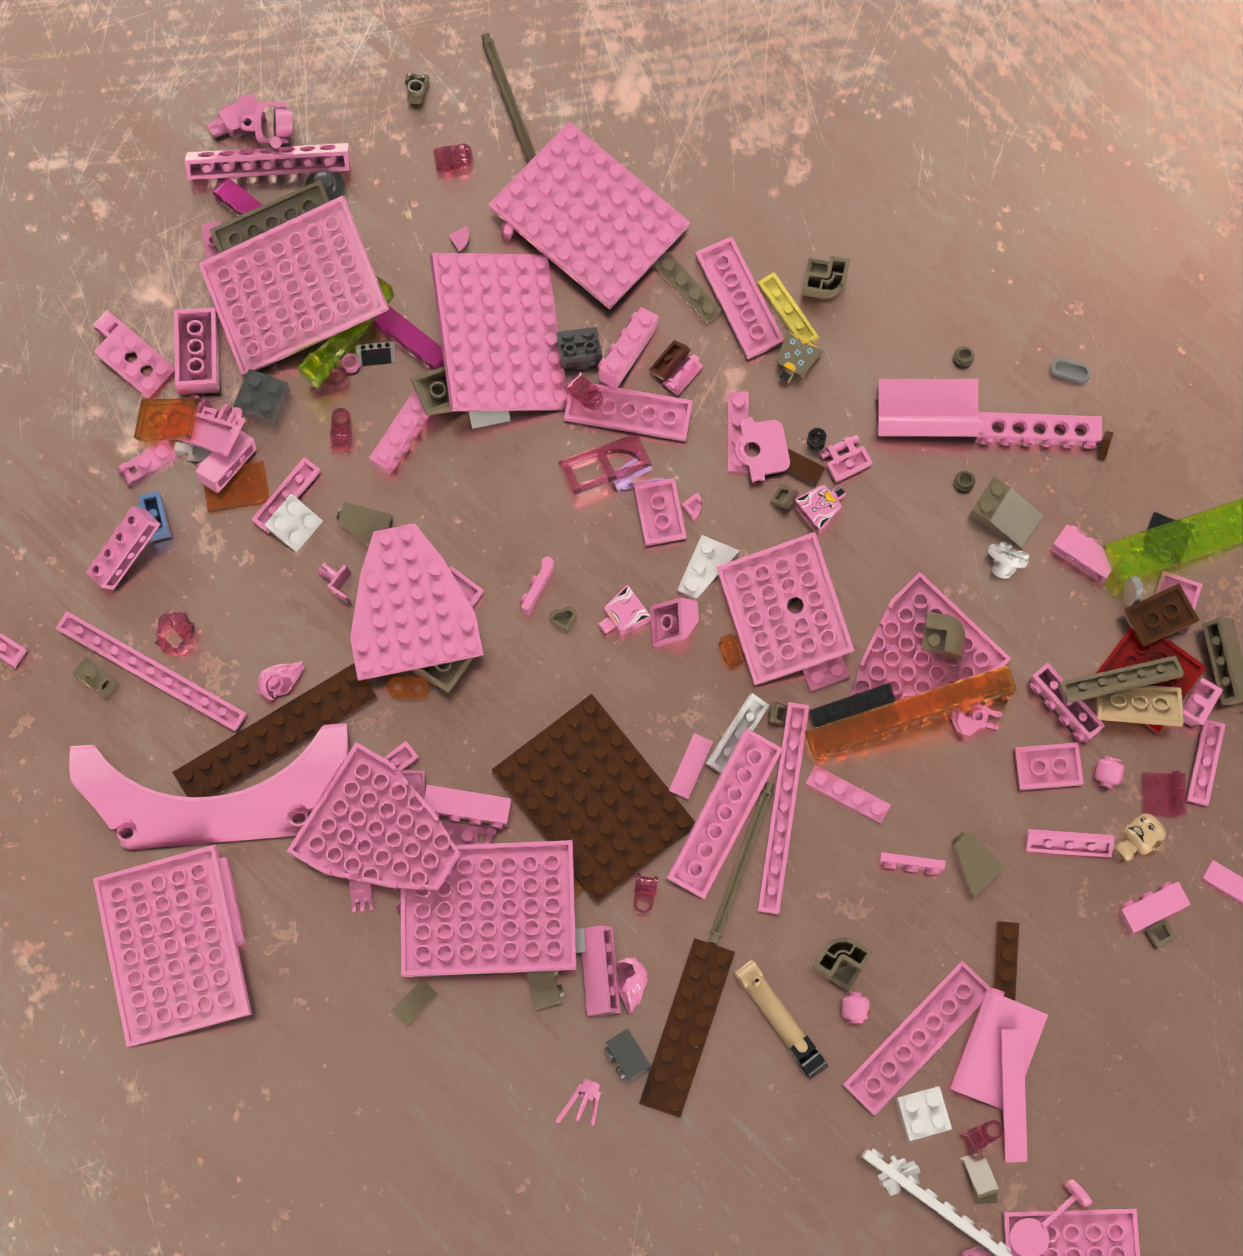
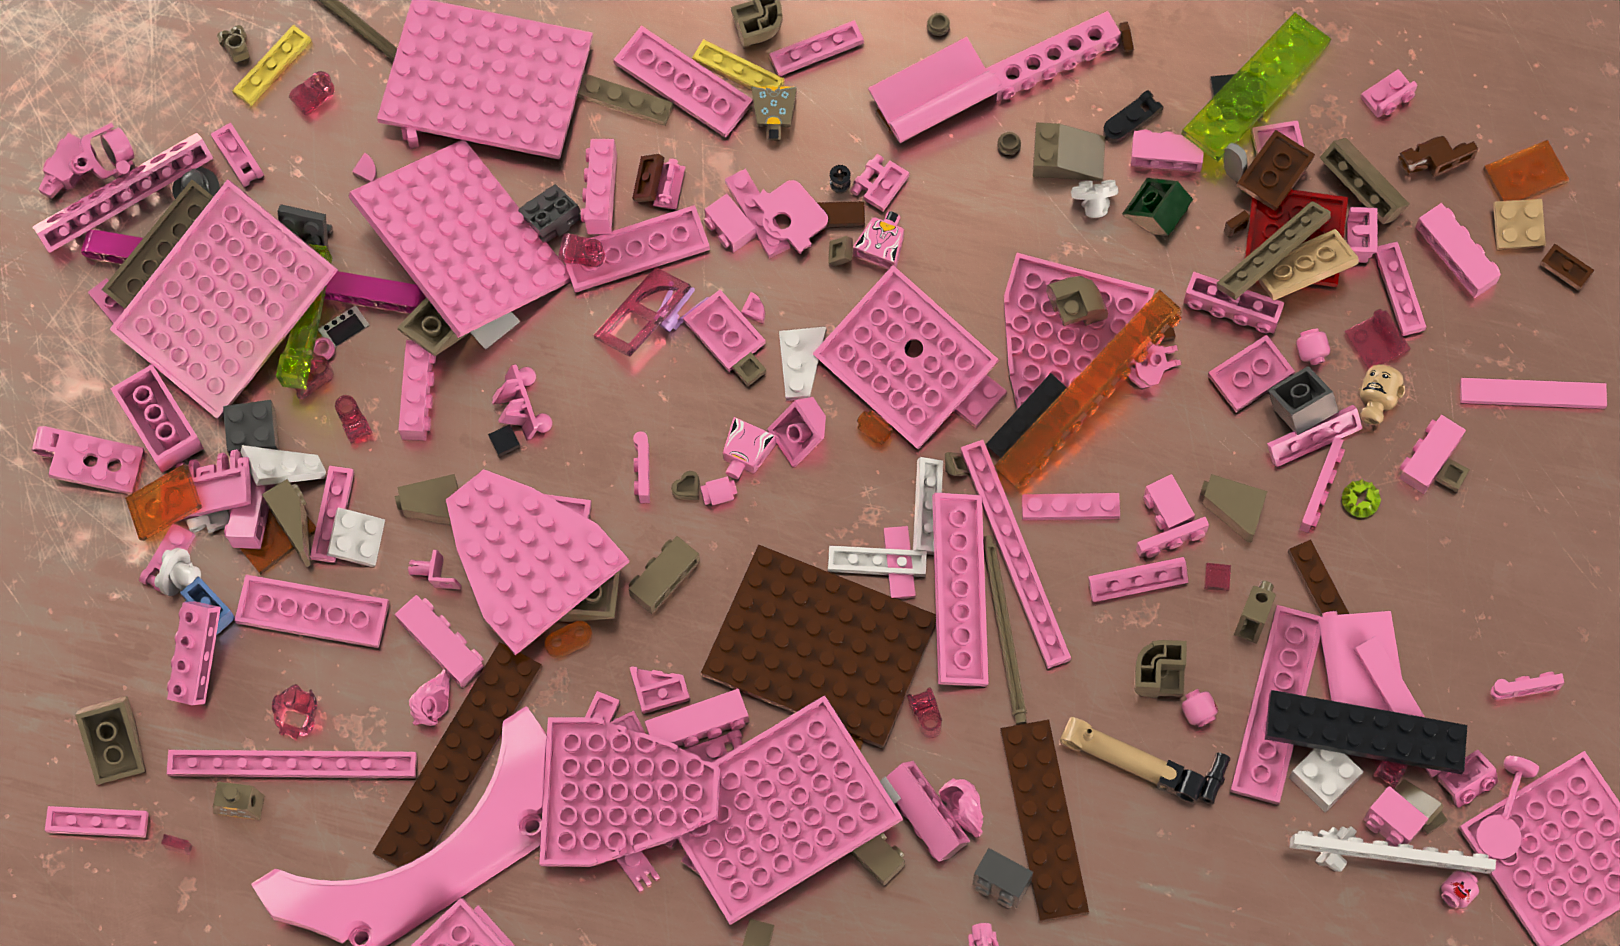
camera: 25 degrees left, 5 degrees down
(29, 579) = (110, 740): none -> dark tan slope
(35, 688) = (176, 844): none -> clear pink tile
(145, 478) = (176, 572): none -> white plate
(230, 562) = (312, 611): none -> bright pink plate
(252, 483) = (288, 509): none -> dark tan slope
(268, 439) = (275, 466): none -> white wing
(310, 637) = (439, 641): none -> bright pink brick
(369, 176) = (236, 154): none -> bright pink plate
(386, 261) = (306, 224): none -> dark grey plate
(434, 119) = (271, 65): none -> light yellow tile
(446, 507) = (504, 440): none -> black tile
(452, 764) = (658, 689): none -> bright pink wing
(469, 491) = (519, 409): none -> bright pink piece
(506, 677) = (663, 574): none -> dark tan brick
(584, 635) = (718, 491): none -> bright pink brick
(662, 552) = (749, 369): none -> dark tan plate
(672, 755) = (874, 561): none -> white plate
(711, 429) = (729, 223): none -> bright pink brick
(836, 1068) = (1214, 778): none -> black pin
(857, 325) = (816, 48): none -> bright pink plate
(866, 881) = (1138, 579): none -> bright pink plate
(924, 835) = (1168, 503): none -> bright pink brick
(929, 912) = (1217, 577): none -> clear pink tile
(942, 956) = (1255, 612): none -> dark tan torso
(955, 1180) = (1394, 818): none -> bright pink brick
(972, 1100) = (1366, 732): none -> black plate
(1033, 1178) = (1477, 778): none -> bright pink bracket
(1052, 593) = (1158, 205): none -> dark green slope
(1060, 880) = (1326, 476): none -> bright pink plate
(1072, 511) = (1131, 118): none -> black plate
(1075, 811) = (1303, 400): none -> dark grey brick
(1076, 922) = (1364, 508): none -> lime gear
(1106, 641) = (1237, 224): none -> reddish brown tile
(1120, 1131) = (1527, 686): none -> bright pink plate

